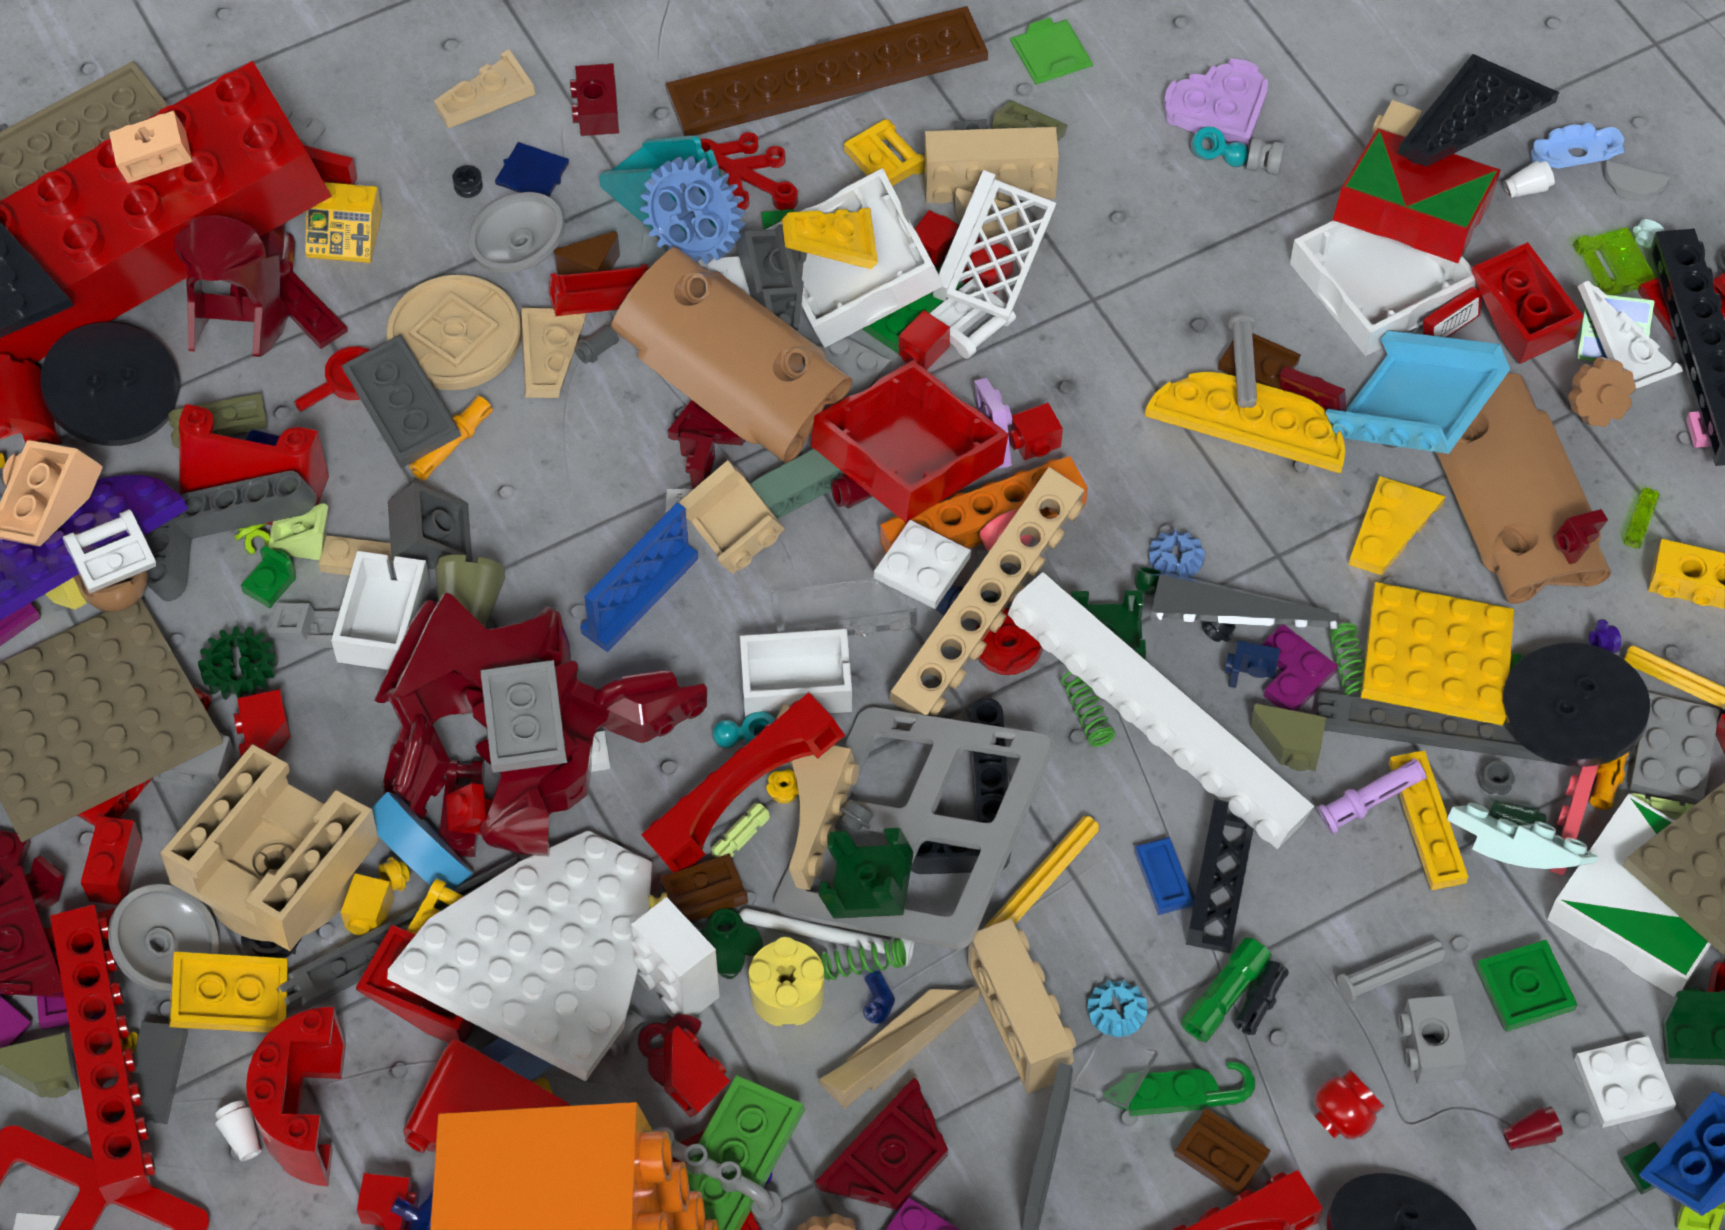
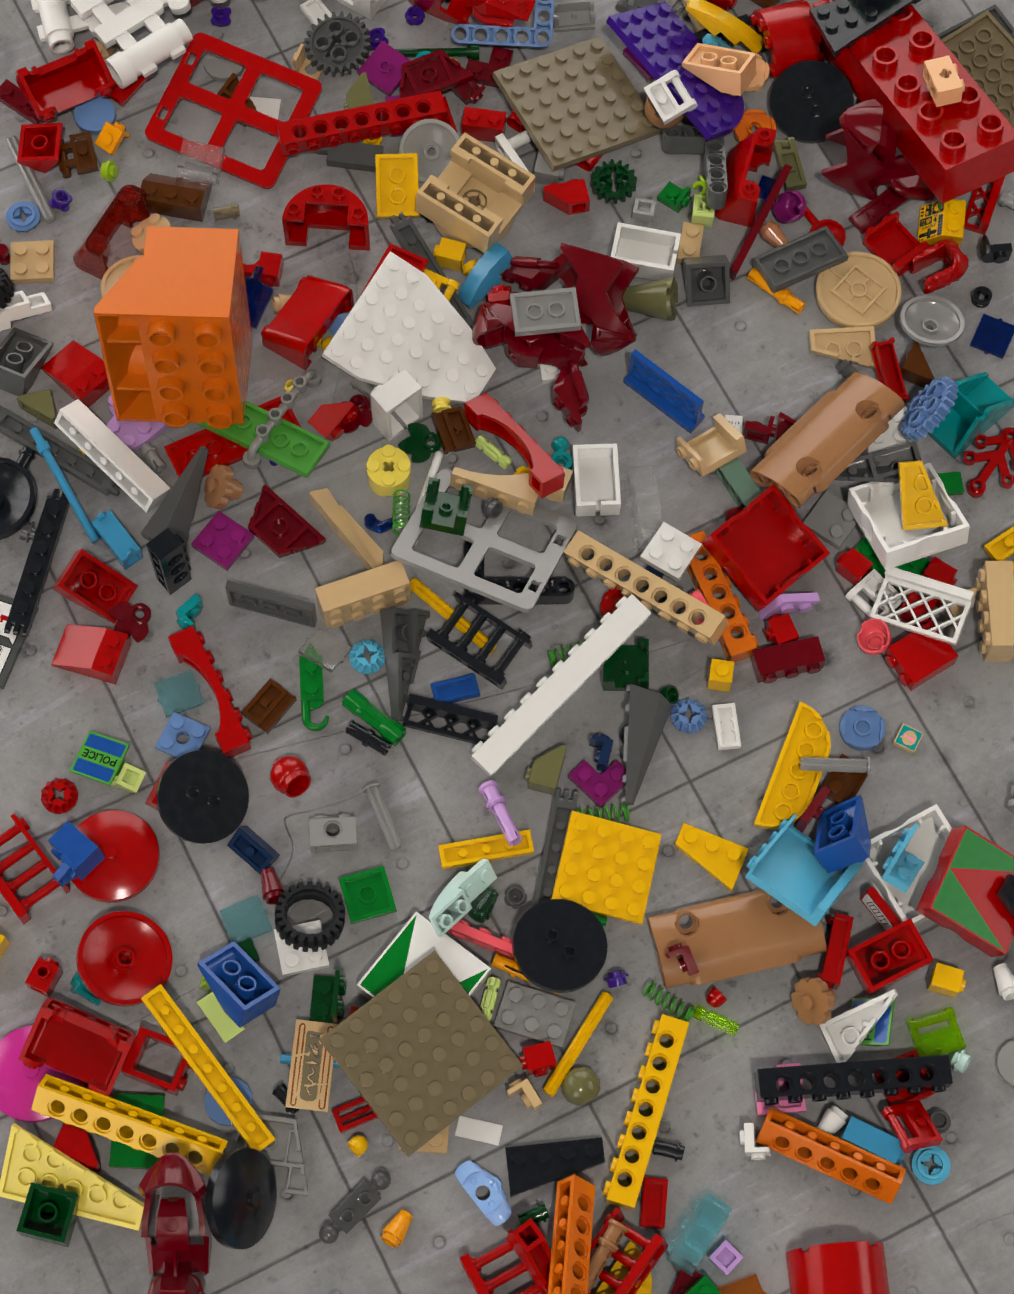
camera: 90 degrees right, 10 degrees up
(147, 449) = (753, 118): none -> orange plate
(161, 826) = (508, 146): none -> white piece
(304, 409) = (790, 206): none -> magenta hair
(338, 454) = (759, 221): none -> dark red tile
(350, 440) = (773, 234): none -> nougat cone
(375, 283) = (893, 243): none -> red panel
(392, 167) = (994, 253): none -> black plate
(427, 204) = (950, 254): none -> red piece
(1037, 315) = (874, 636): none -> coral hair
(1064, 265) = (919, 658): none -> red brick
(1082, 422) = (787, 660): none -> dark red brick
(1097, 955) = (401, 641): none -> dark grey wedge
(1099, 865) = (478, 662): none -> black fence
(1113, 508) = (720, 675): none -> yellow brick
(1174, 340) = (862, 728): none -> medium blue tile
(1185, 285) = (908, 738): none -> tile
(1191, 504) = (726, 726): none -> white plate
(1355, 346) = (843, 835): none -> blue slope
(1380, 277) = (903, 866): none -> medium azure bracket
(1471, 1165) = (253, 849): none -> dark blue slope
(1541, 371) = (836, 950): none -> red container
(1543, 238) = (946, 980): none -> yellow brick
(1574, 1022) = (316, 893): none -> black tyre
(1591, 1171) = (246, 919): none -> clear light blue piece
(1612, 511) = (715, 998): none -> red hinge
(1630, 549) = (651, 987): none -> bright green piece

